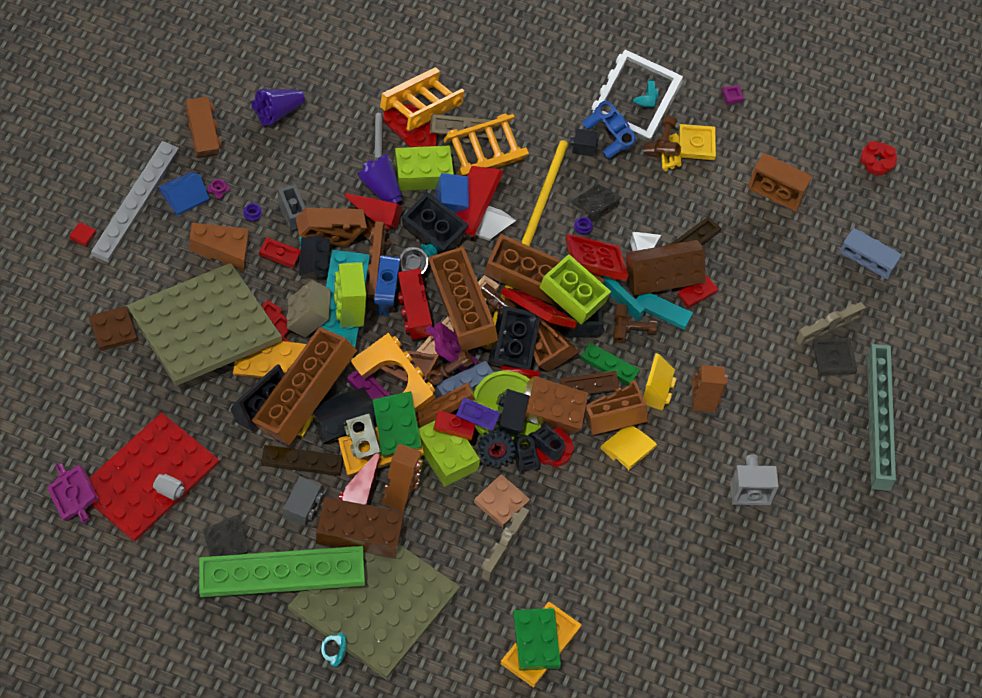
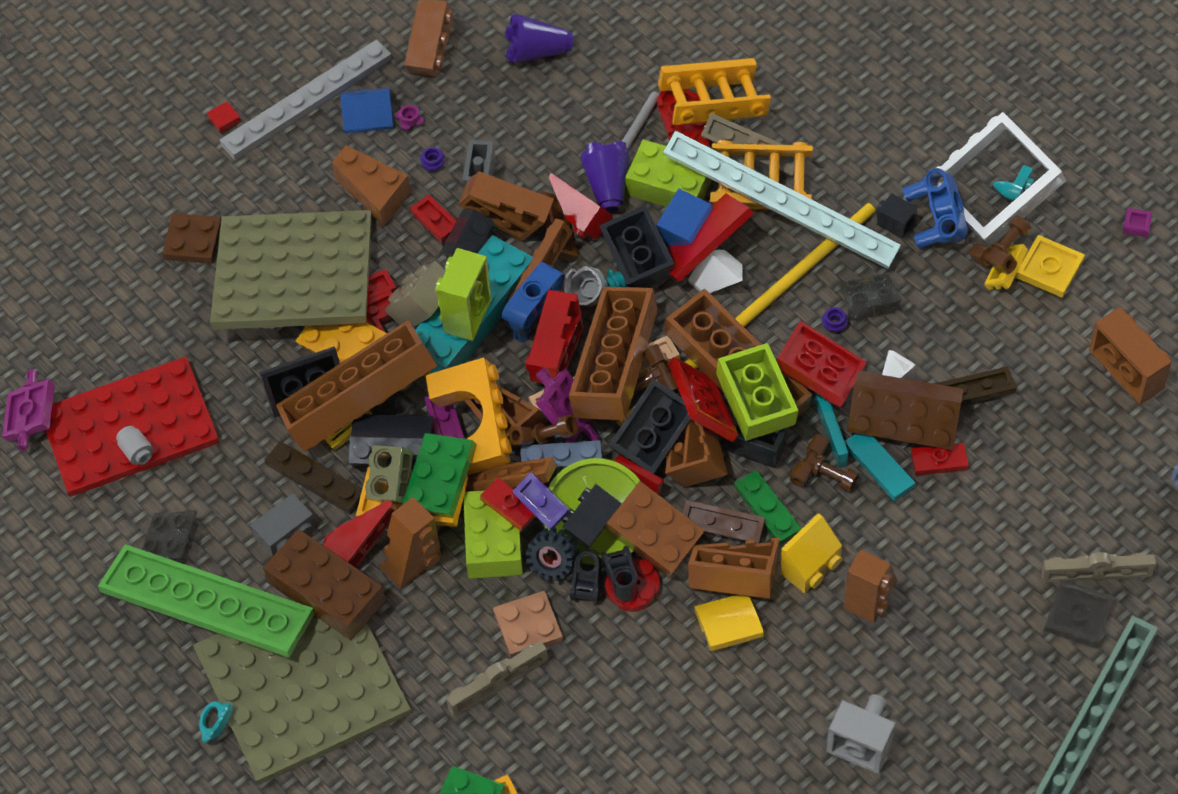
camera: 40 degrees right, 0 degrees up
(510, 157) = (781, 199): none -> light aqua plate

